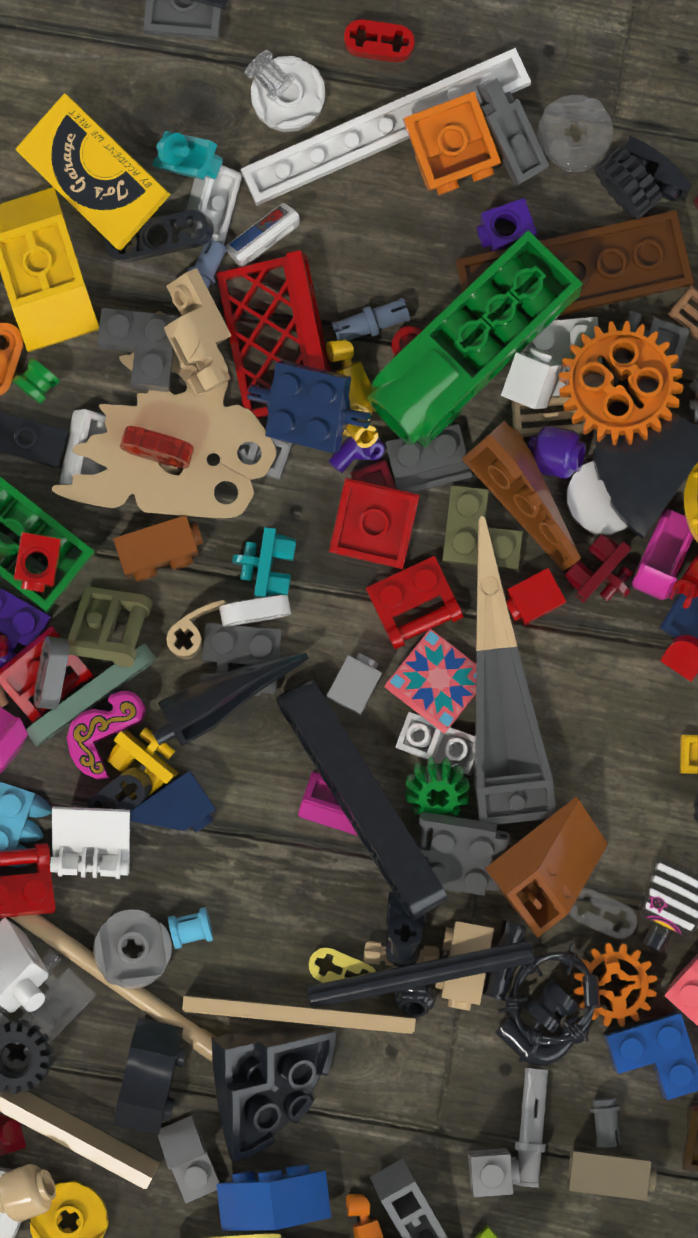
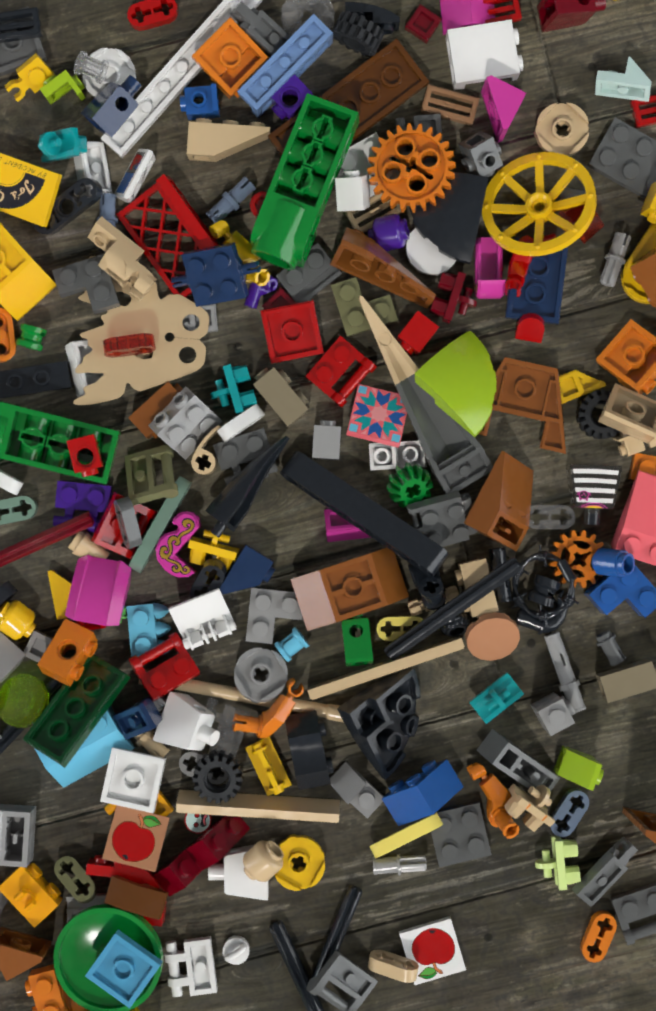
camera: 25 degrees left, 5 degrees up
(87, 1075) = (268, 766): none -> yellow hinge
(119, 1013) = (271, 719): none -> orange arm
(180, 864) = (264, 607): none -> light grey plate
(182, 577) = (184, 422): none -> light grey plate
(190, 50) = (31, 75): none -> yellow plate
(216, 79) = (59, 85): none -> lime bracket
(260, 138) = (103, 111): none -> torso
(275, 971) = (357, 649): none -> green torso
(298, 887) = (349, 588): none -> dark orange slope
(321, 598) = (279, 395): none -> dark tan brick
(390, 239) = (217, 141): none -> tan slope
(394, 192) = (207, 109): none -> blue brick
(426, 1119) = (496, 698): none -> teal hips
(457, 1036) = (492, 636): none -> nougat tile
(525, 177) = (291, 58): none -> medium blue fence
(563, 684) = (461, 382): none -> lime brick
(642, 736) = (532, 393): none -> dark orange wing
(656, 1007) = (613, 562): none -> blue brick

